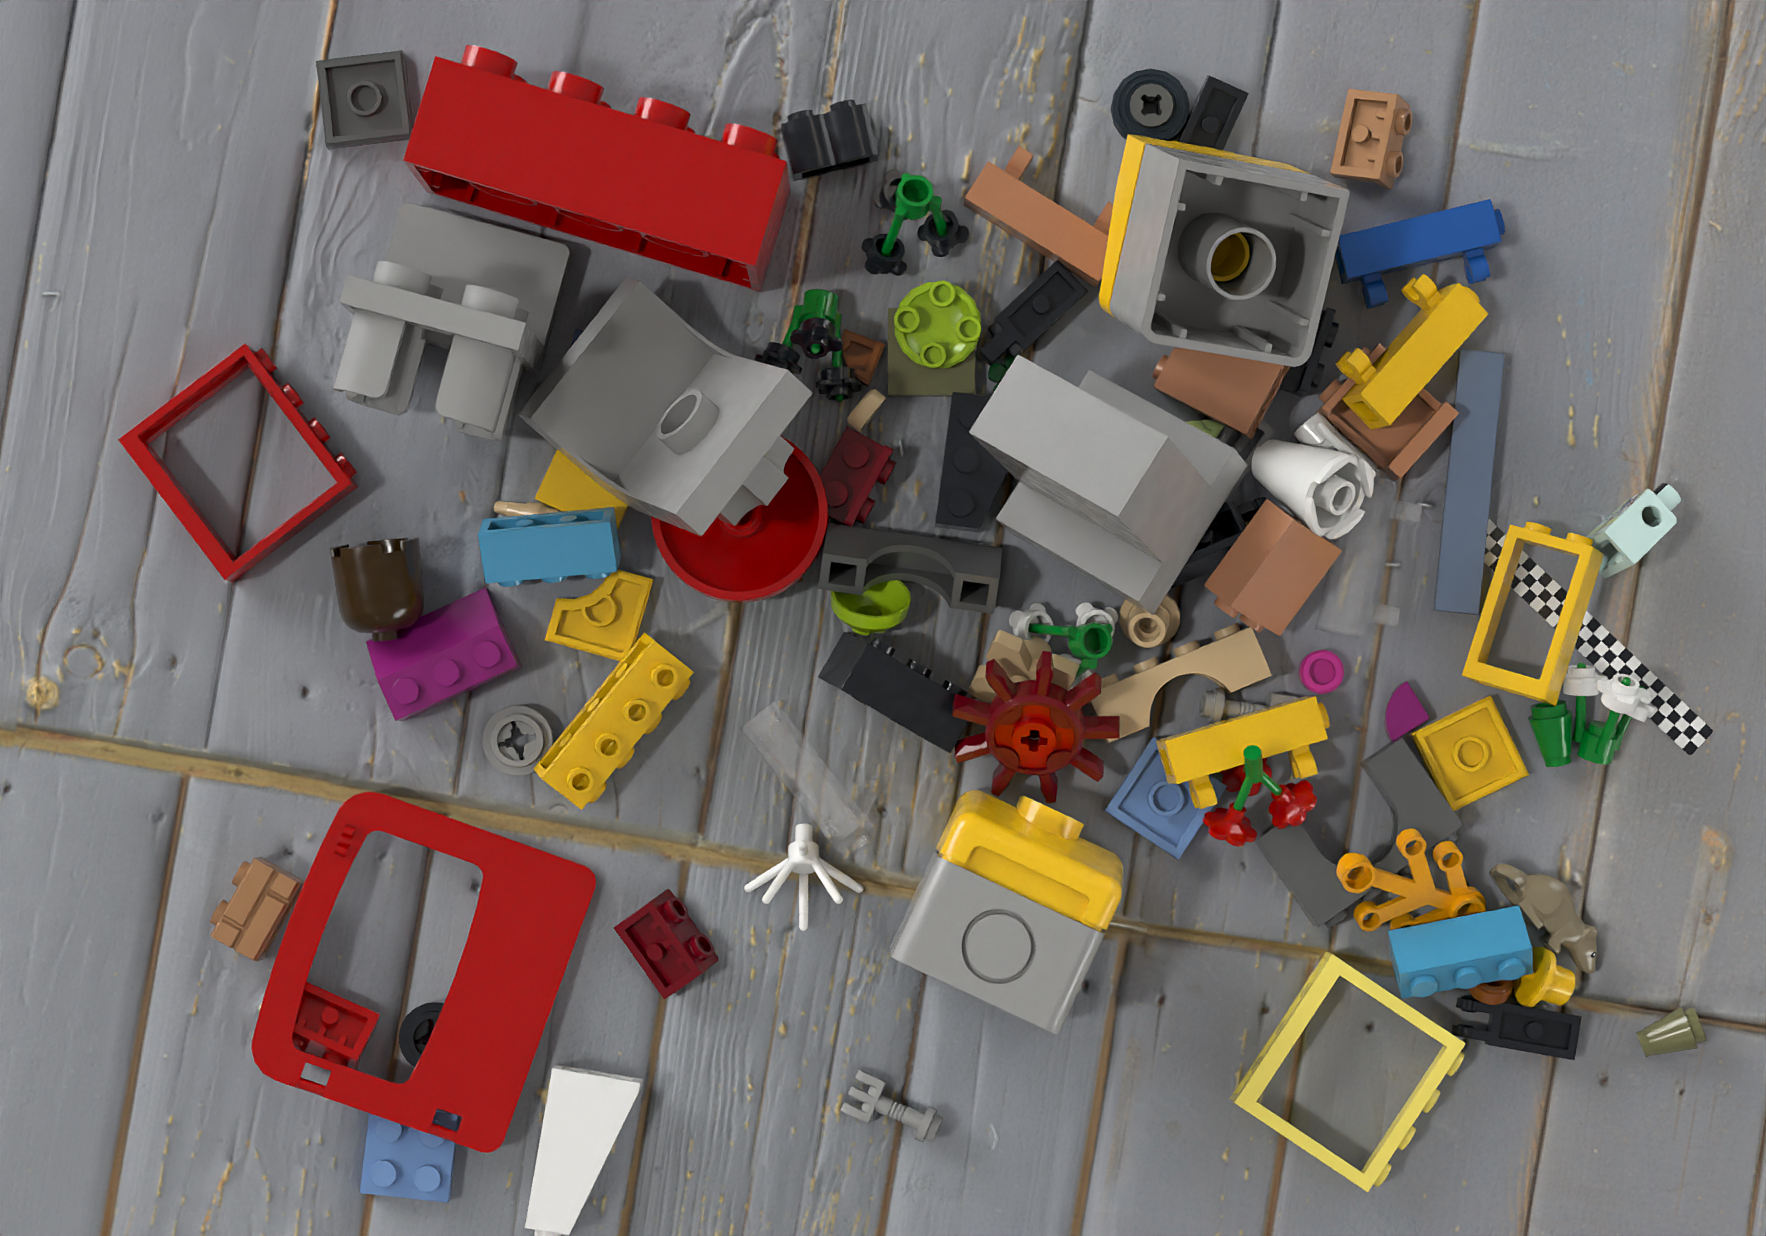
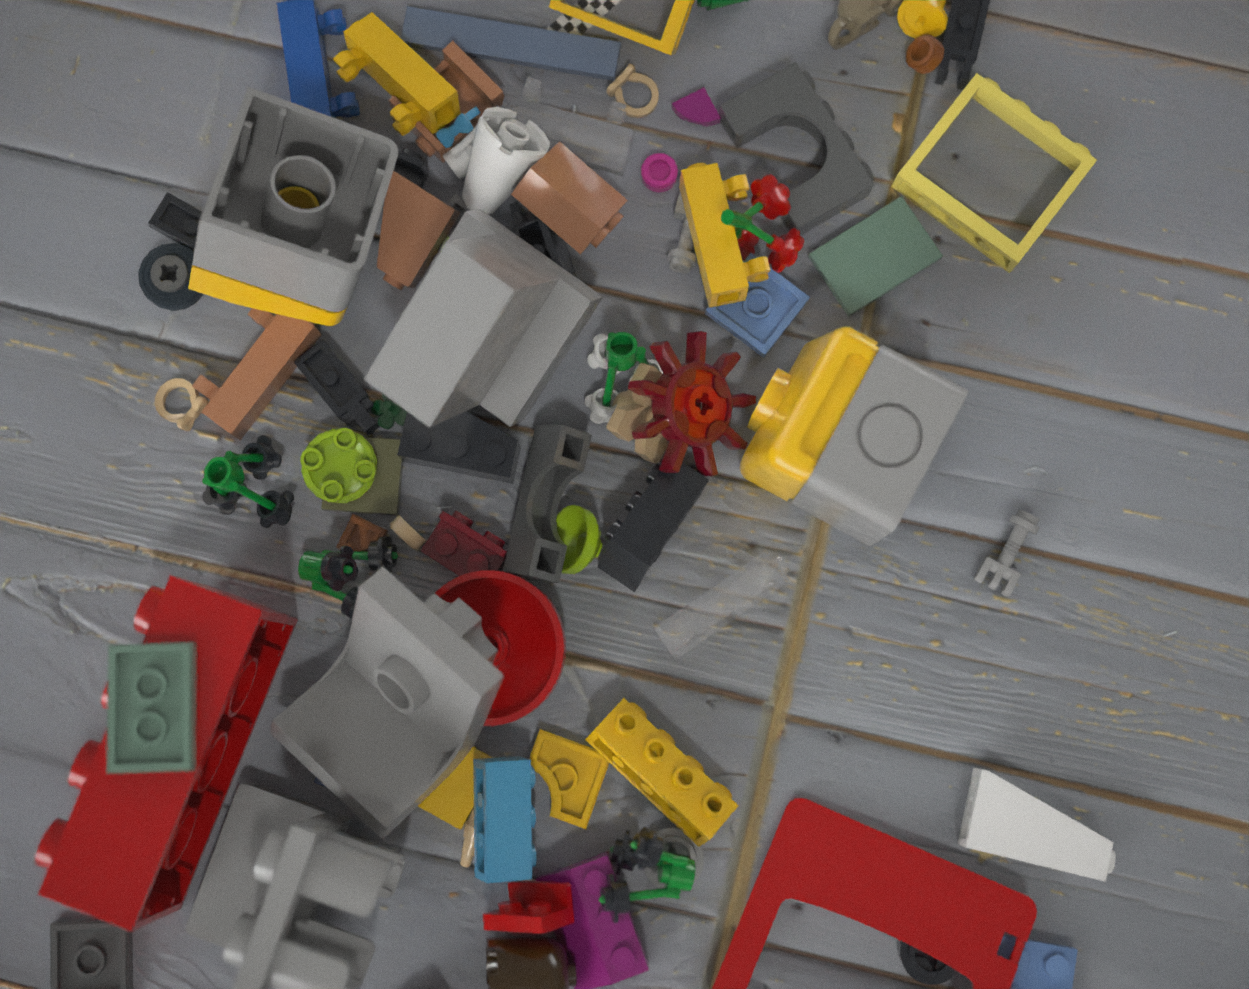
camera: 75 degrees left, 5 degrees down
(454, 586) = (533, 908): none -> red bracket
(523, 707) = (646, 851): none -> plant
(640, 157) = (151, 707): none -> sand green tile
(667, 943) = (858, 738): dark red bracket -> none
(803, 860) = (792, 614): white plant -> none
(829, 140) = (170, 546): black brick -> none
(1000, 153) = (183, 421): none -> tan piece
(1149, 629) = (611, 311): tan piece -> none
(1229, 661) = (646, 243): tan arch -> none
(1236, 935) = (875, 256): none -> sand green tile
(1353, 428) = (461, 125): none -> dark azure piece
(1371, 137) = (211, 97): medium nougat bracket -> none
(1413, 892) = (862, 74): light orange plant -> none
(1439, 628) = (629, 74): none -> tan piece
(1460, 952) = (900, 72): dark azure brick -> none
(1469, 753) = (733, 58): yellow tile -> none

